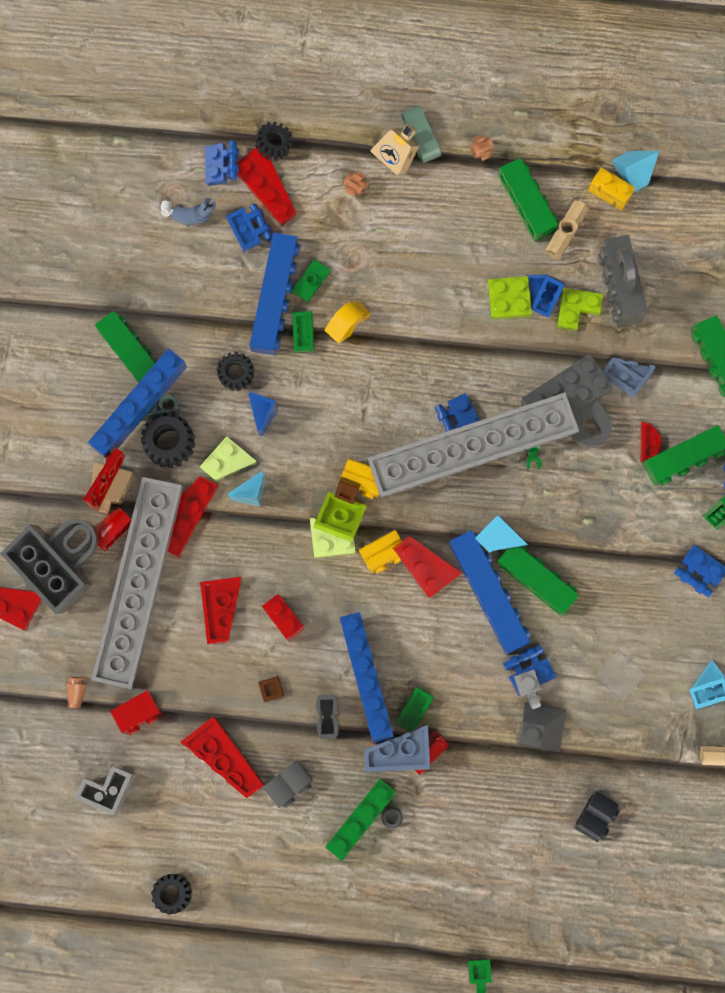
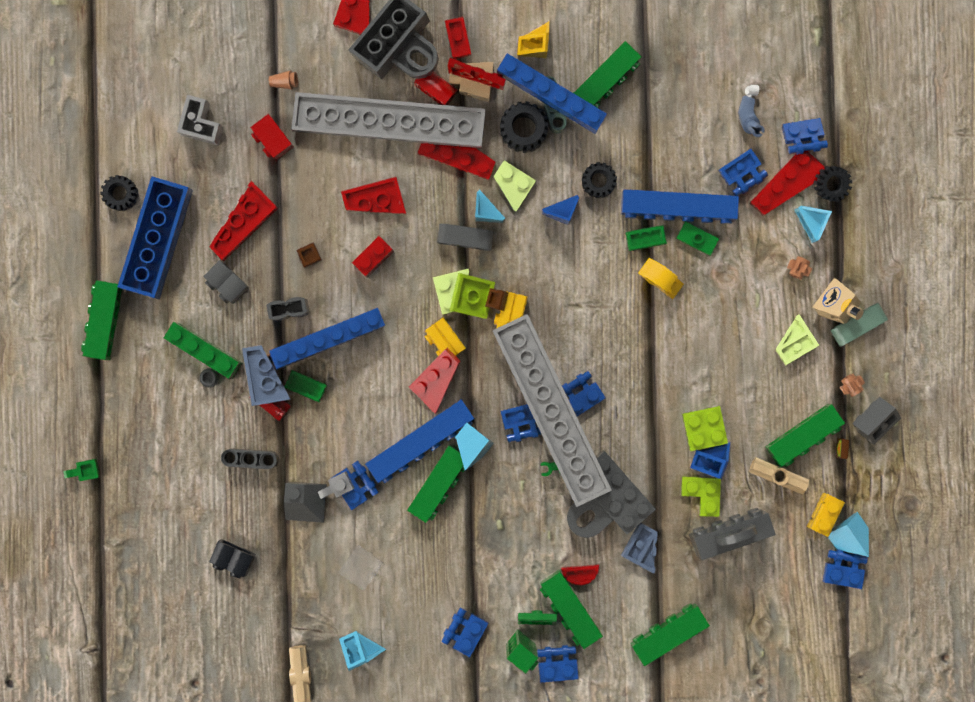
camera: 80 degrees right, 10 degrees up
(61, 498) = (458, 38): none -> red plate
(80, 418) = (534, 43): none -> yellow slope
(228, 857) = (155, 237): none -> blue brick
(275, 517) = (465, 237): none -> dark grey beam
(309, 164) = (813, 221): none -> medium azure slope
(312, 932) = (102, 320): none -> green brick
(430, 197) = (796, 342): none -> yellowish green wing
(475, 483) = (517, 417): none -> blue plate
(493, 772) = (240, 458): none -> dark grey beam
(520, 128) = (876, 420): none -> dark grey brick
(545, 165) = (842, 448): none -> reddish brown tile
(675, 181) = (845, 575): none -> blue plate
(692, 492) = (537, 618): none -> green plate

